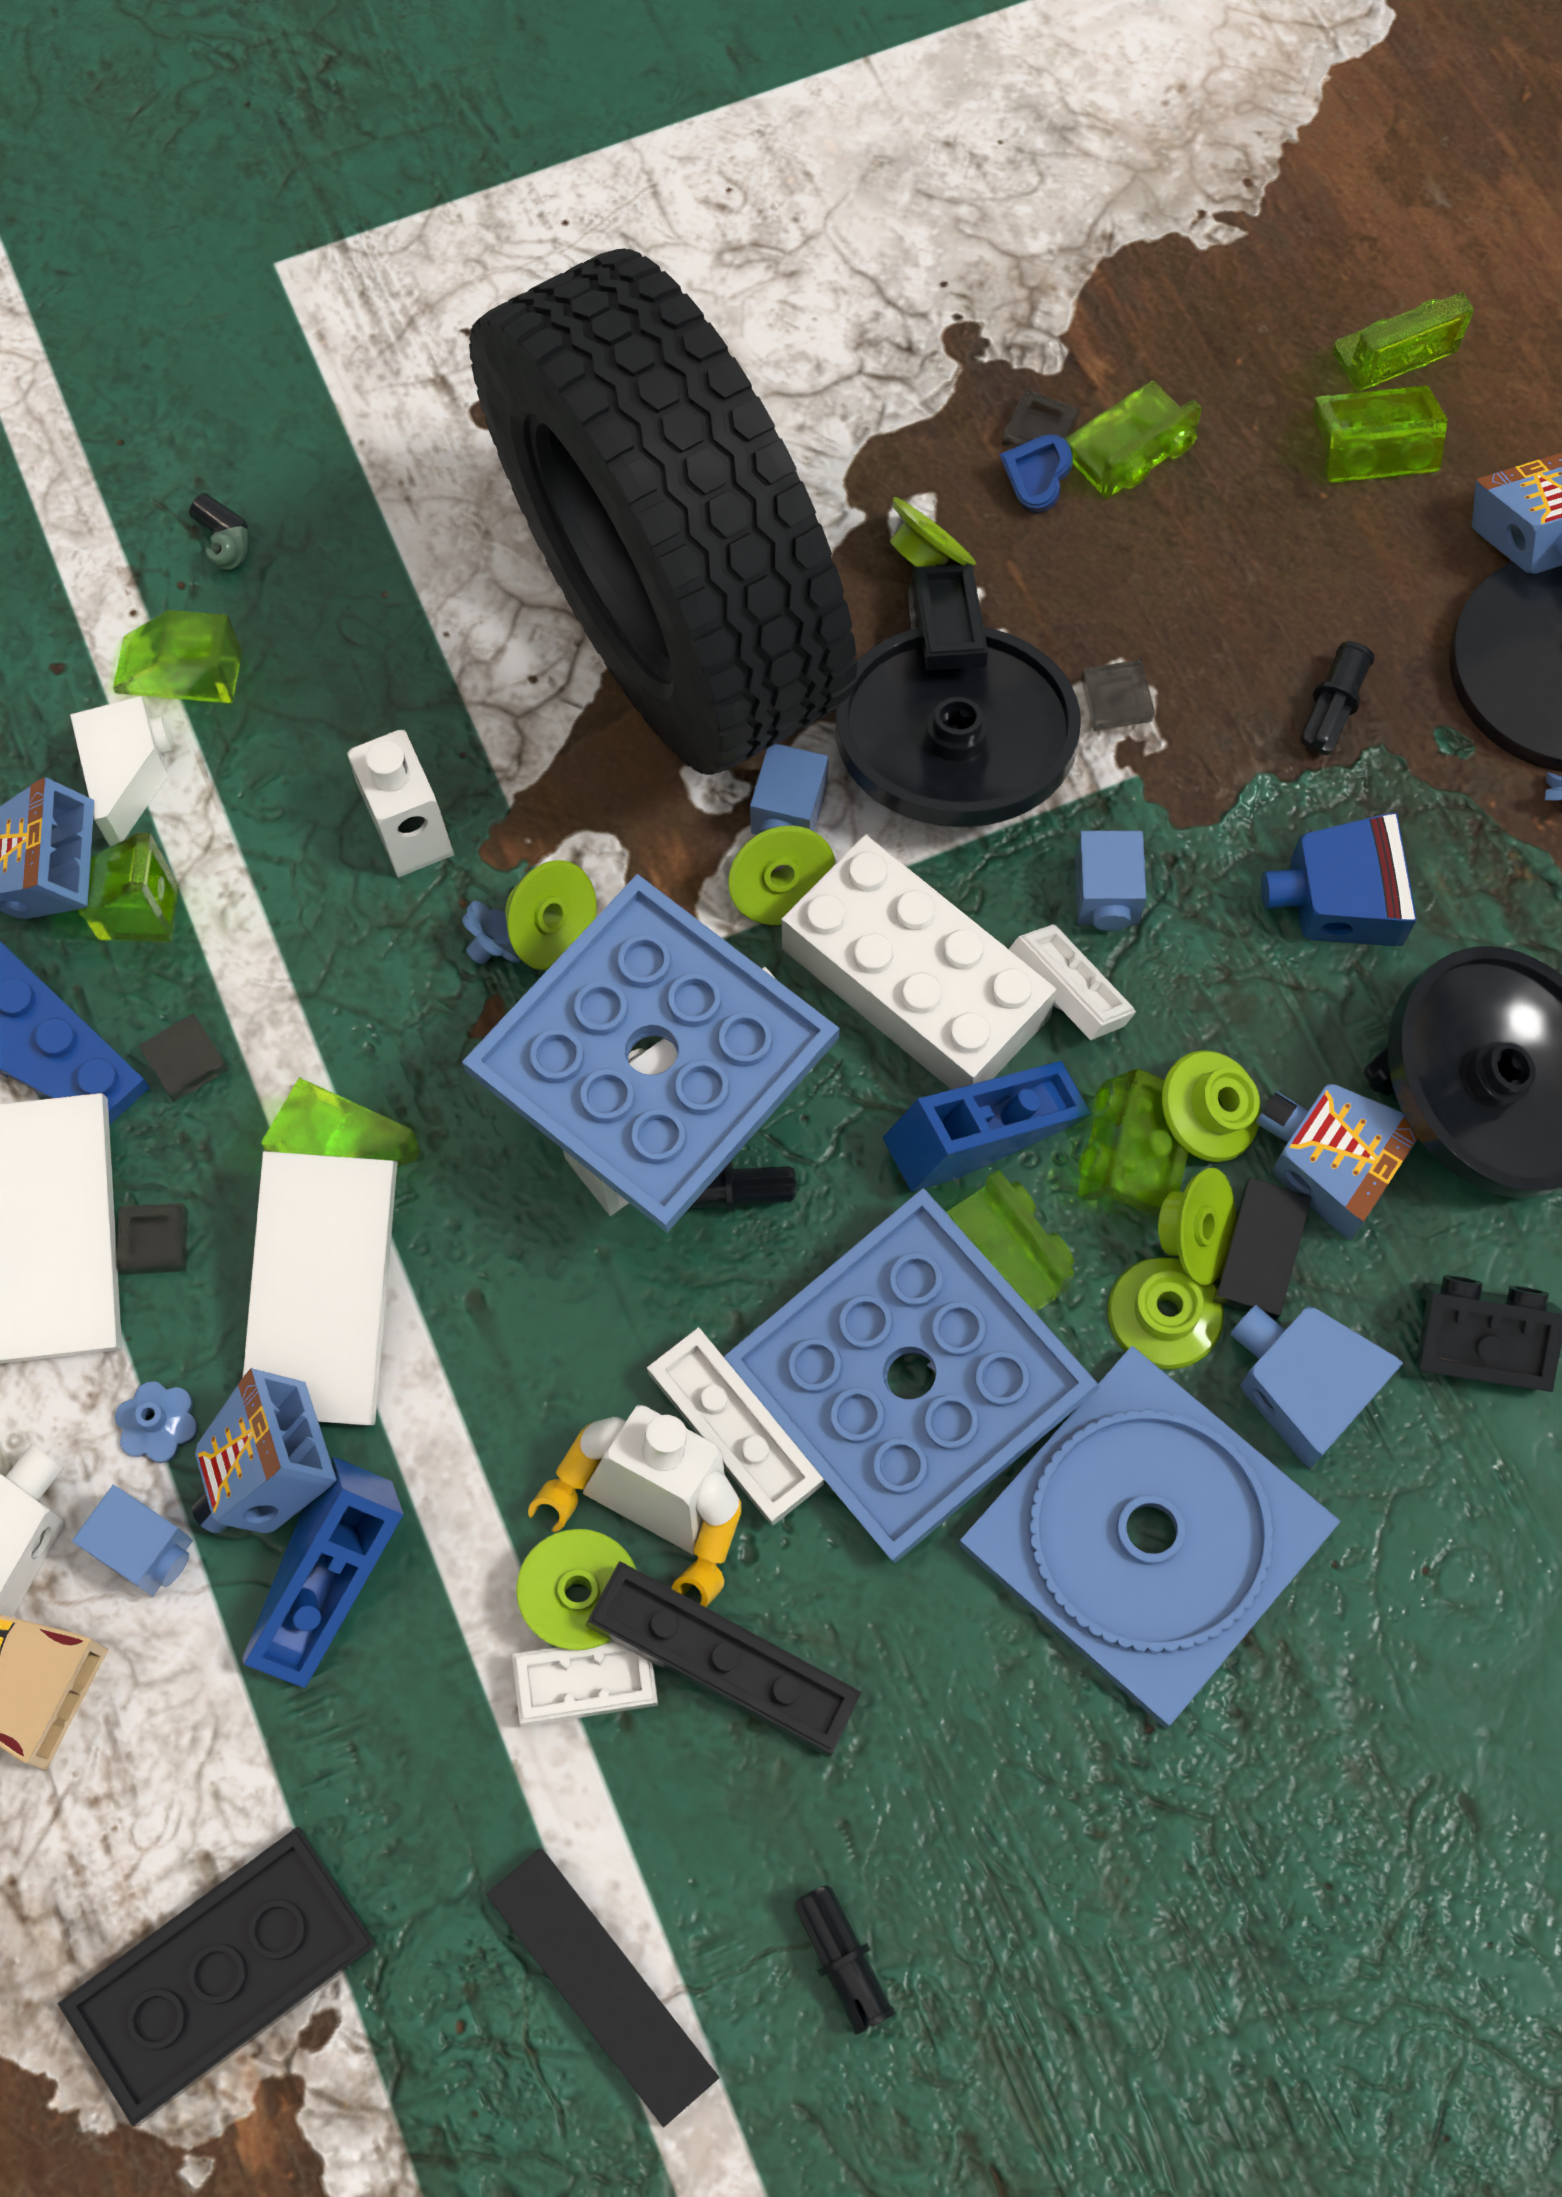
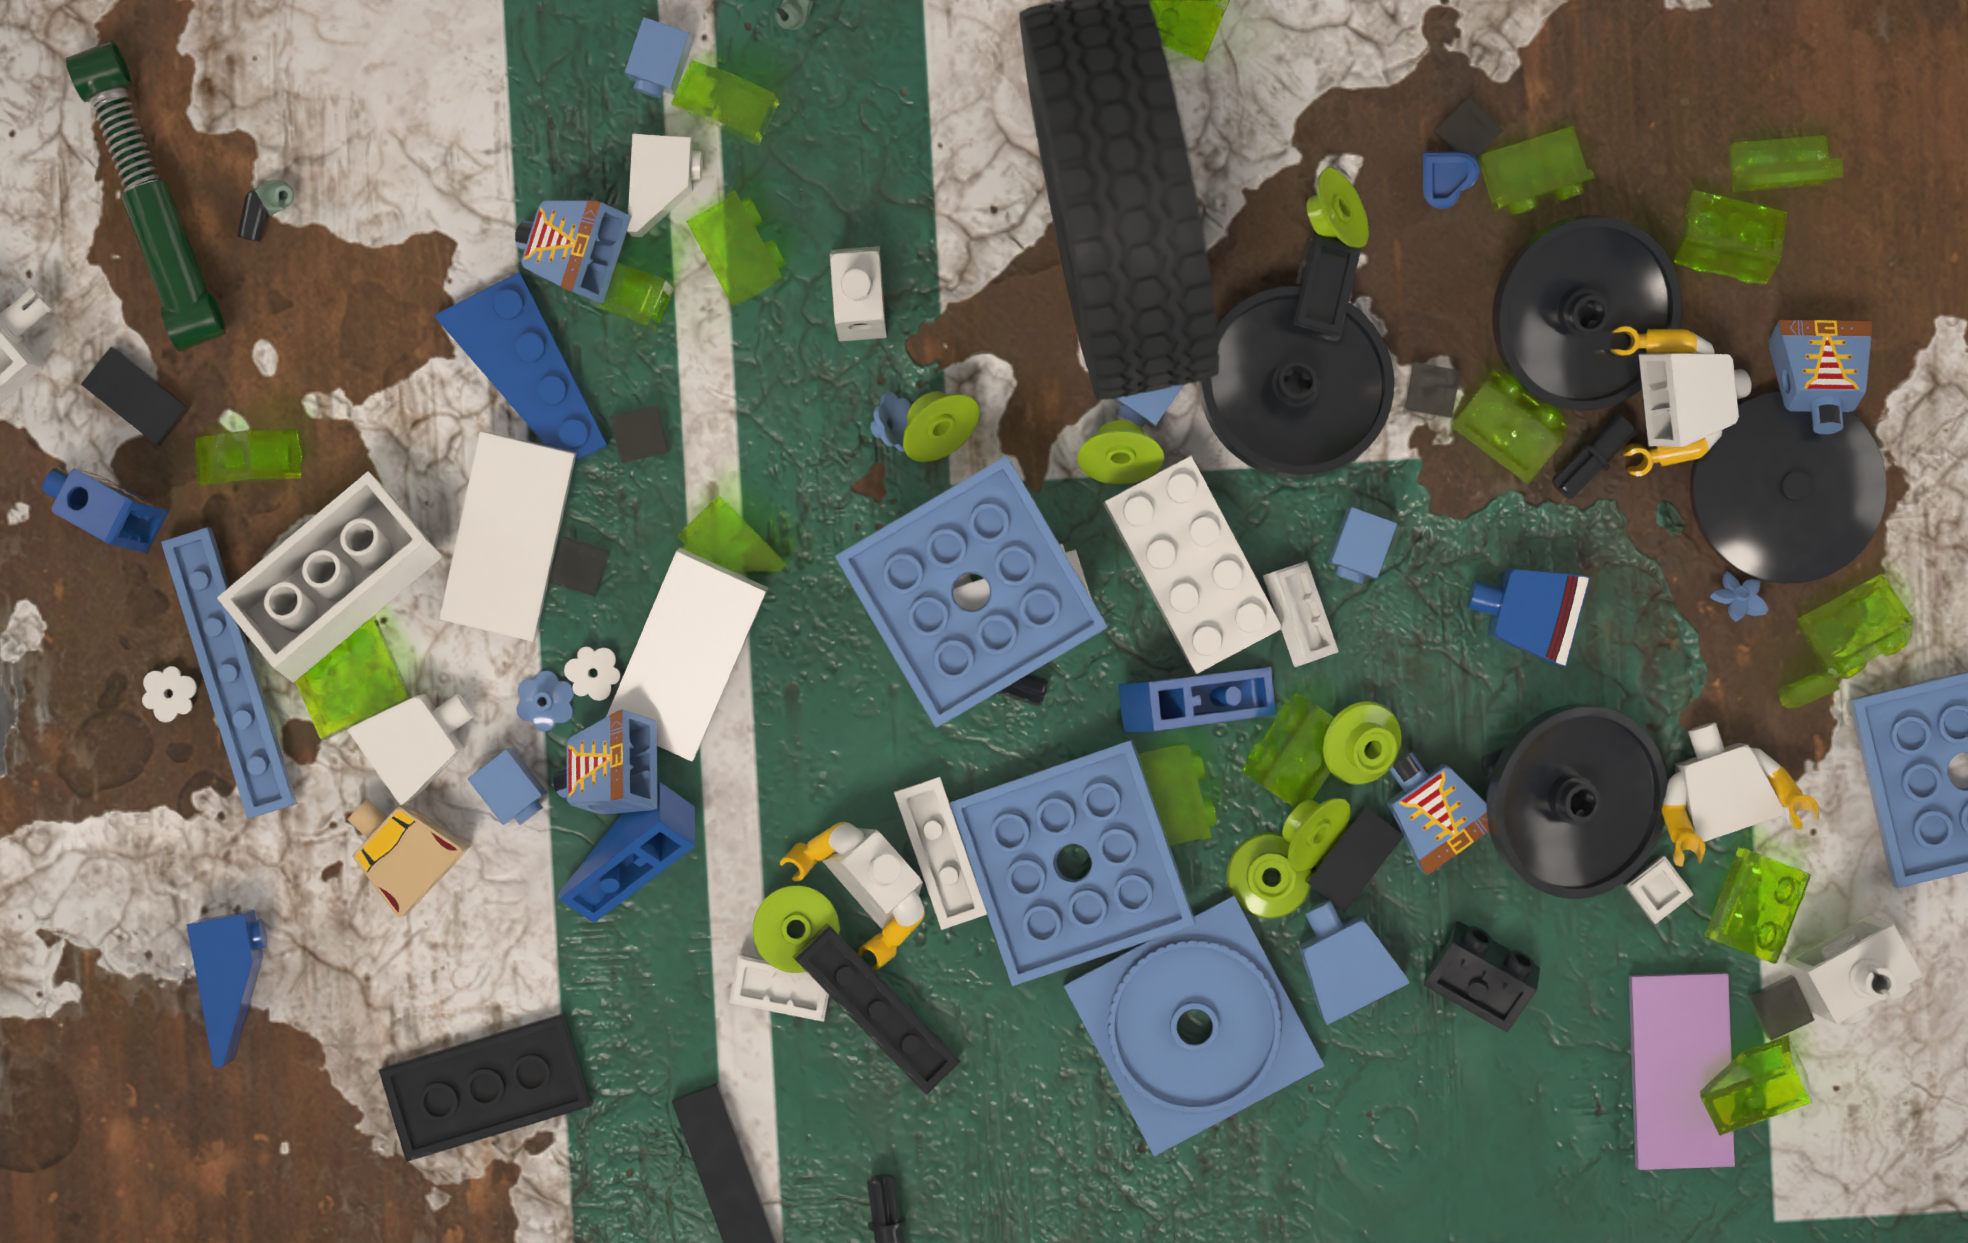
camera: 20 degrees right, 20 degrees up
(81, 637) = (658, 58): none -> medium blue brick
(197, 1348) = (579, 669): none -> white plant
(241, 810) = (735, 248): none -> clear neon green bracket
(1227, 697) = (1511, 426): none -> clear neon green bracket
(1257, 544) = (1566, 298): none -> black dish
(1408, 586) = (1685, 394): none -> white torso

